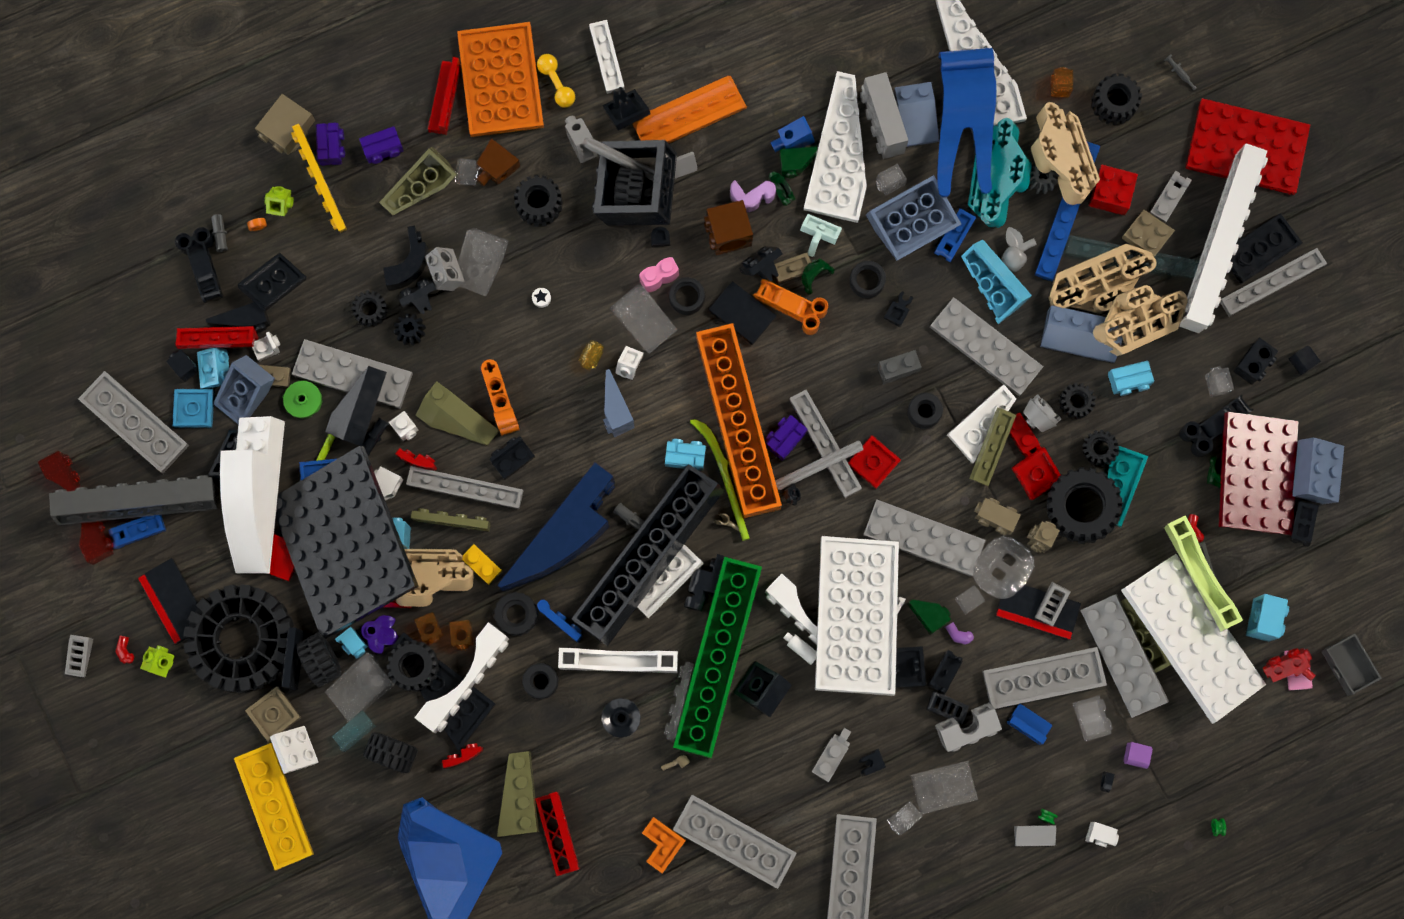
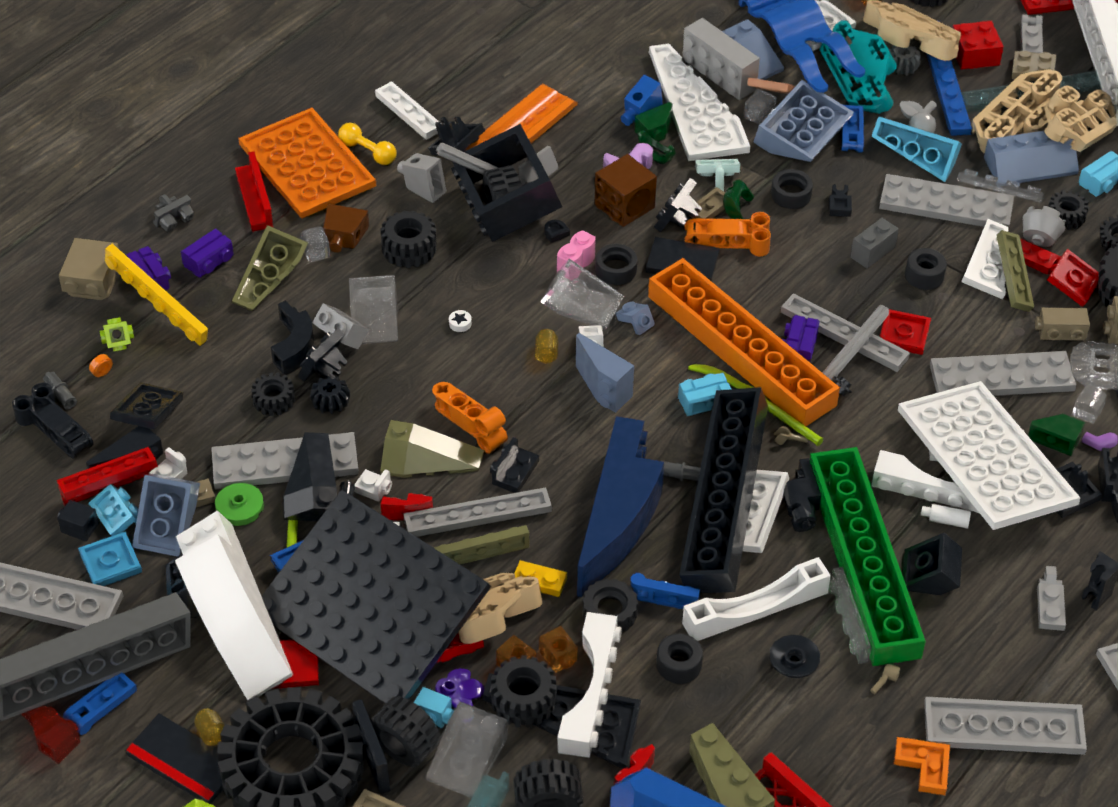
camera: 25 degrees left, 30 degrees down
(197, 587) = (209, 726): none -> clear yellow brick
(365, 92) = (171, 208): none -> dark grey hips
(674, 355) = (636, 314): none -> sand blue bracket
(909, 166) = (770, 85): none -> nougat tile
(1037, 353) = (992, 183): none -> clear plate

